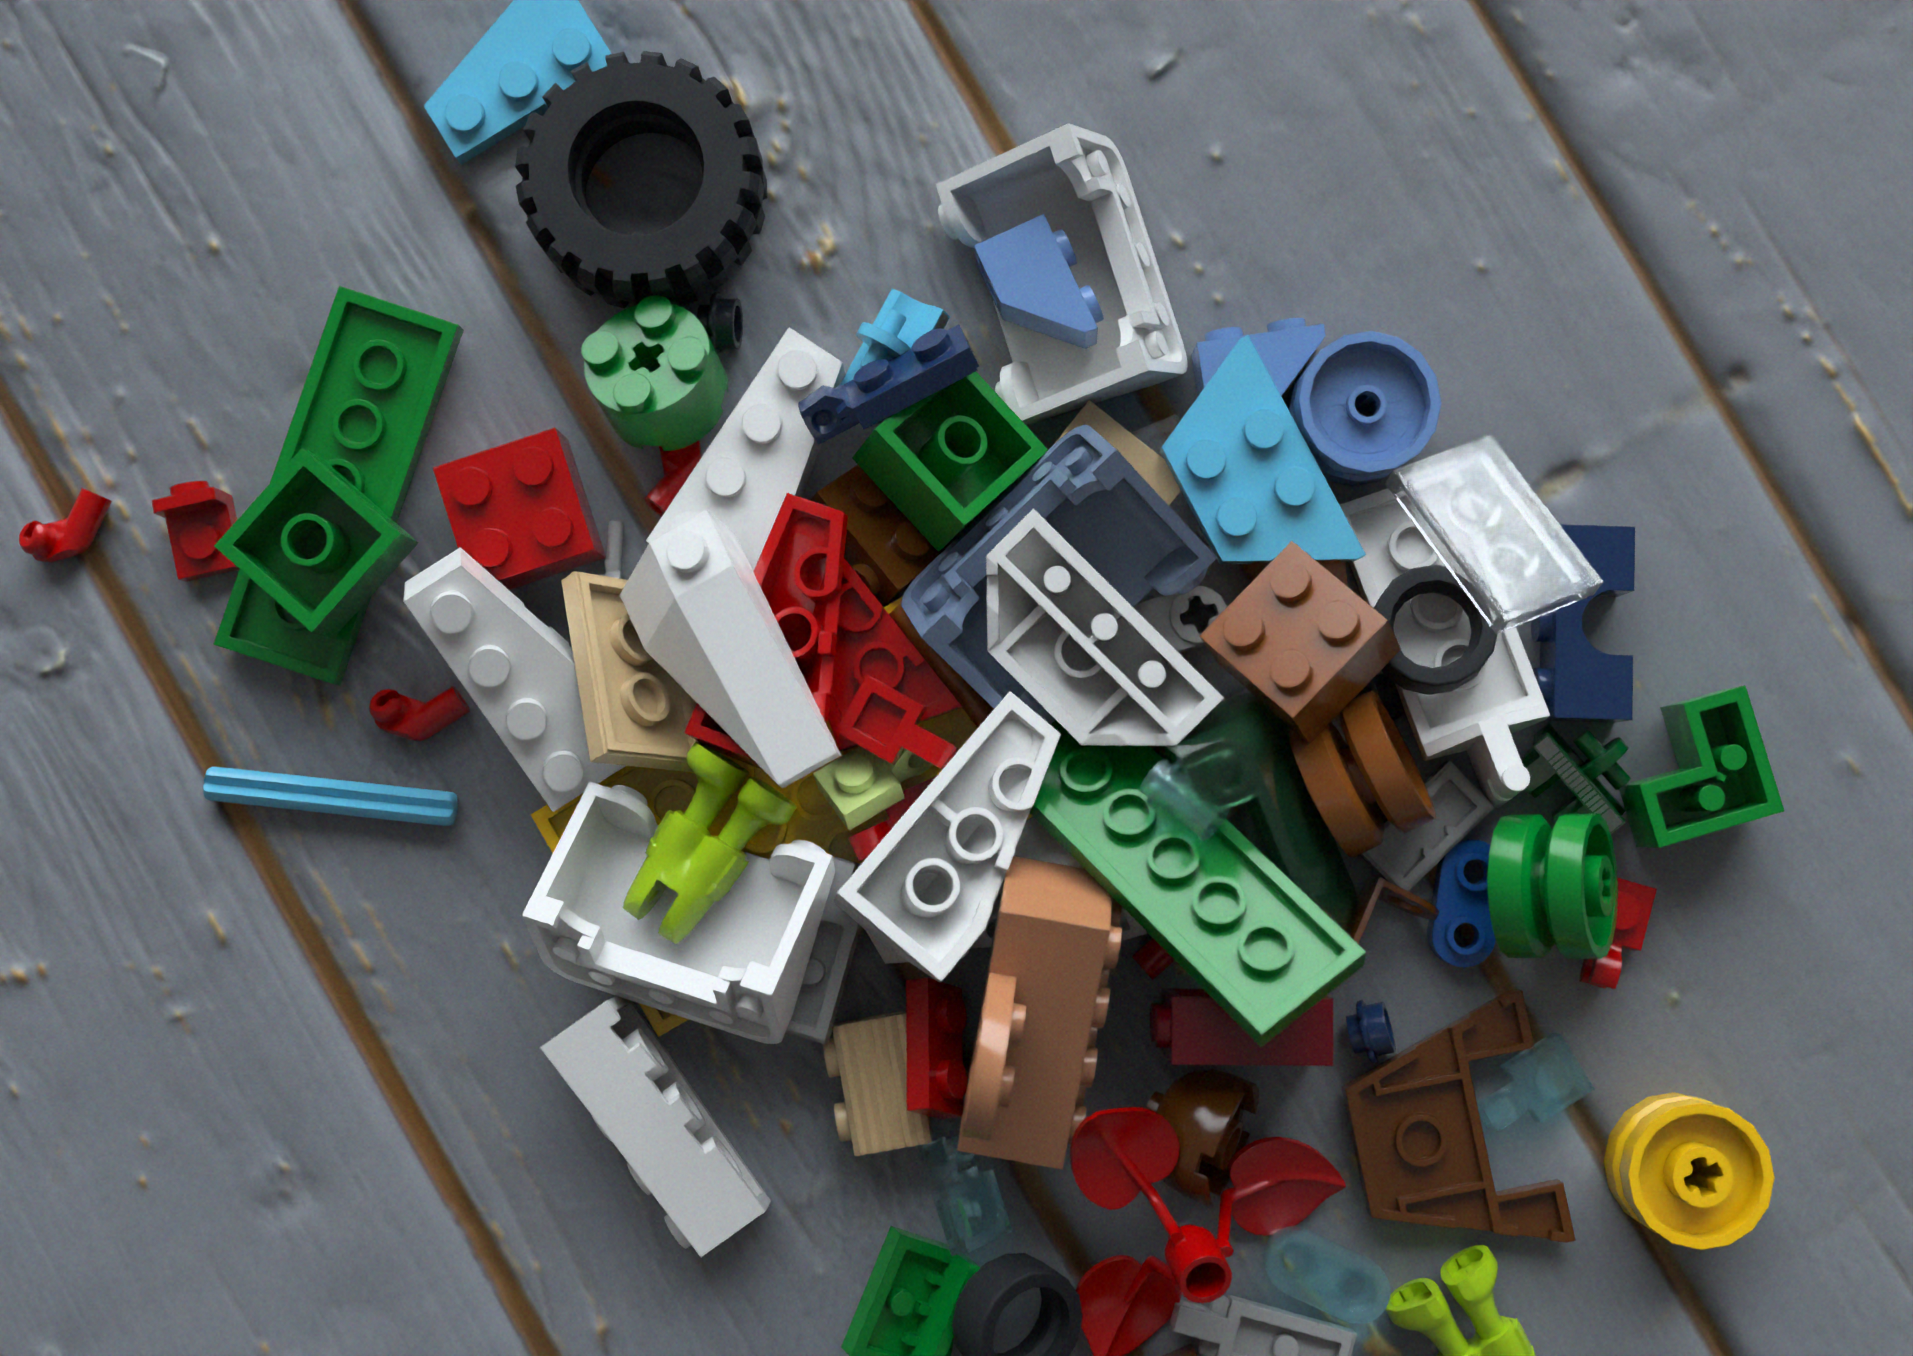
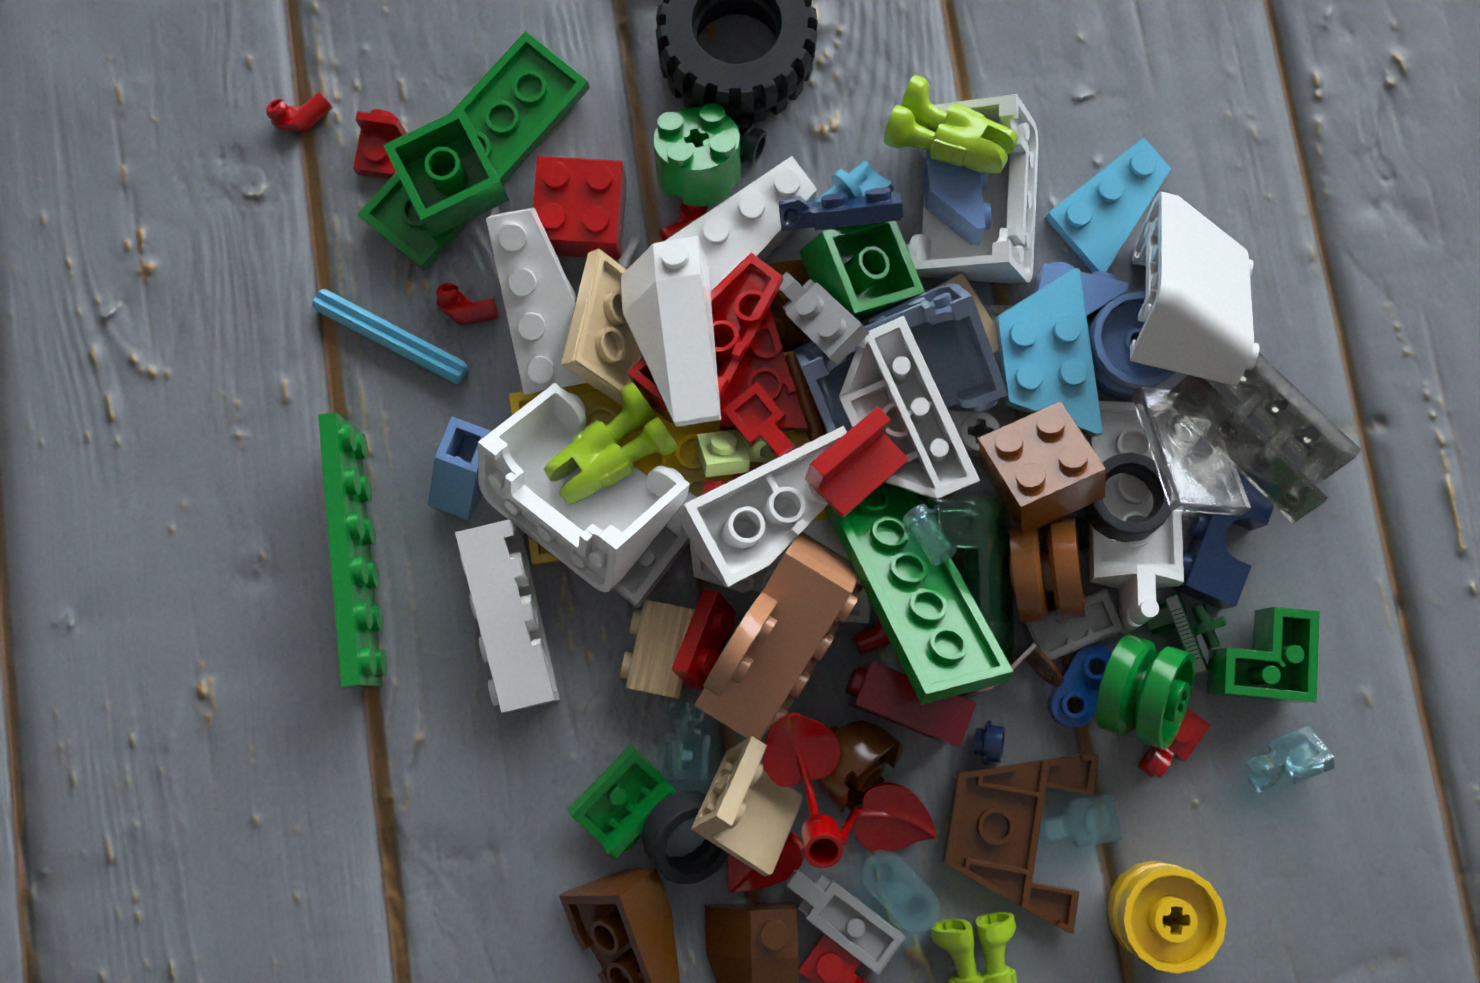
camera: 15 degrees right, 5 degrees down
(406, 1125) = (350, 553): none -> green plate
(502, 950) = (455, 470): none -> medium blue slope
(922, 552) = (822, 318): none -> light grey hinge
(1015, 210) = (960, 133): none -> lime piece
(1050, 742) = (856, 464): none -> red panel
(1082, 1259) = (747, 810): none -> tan bracket
(1256, 217) = (1109, 205): none -> medium azure wing
(1419, 315) = (1195, 295): none -> white windscreen
(1592, 412) = (1260, 459): none -> clear smoke fence
(1782, 886) = (1295, 755): none -> clear light blue plate

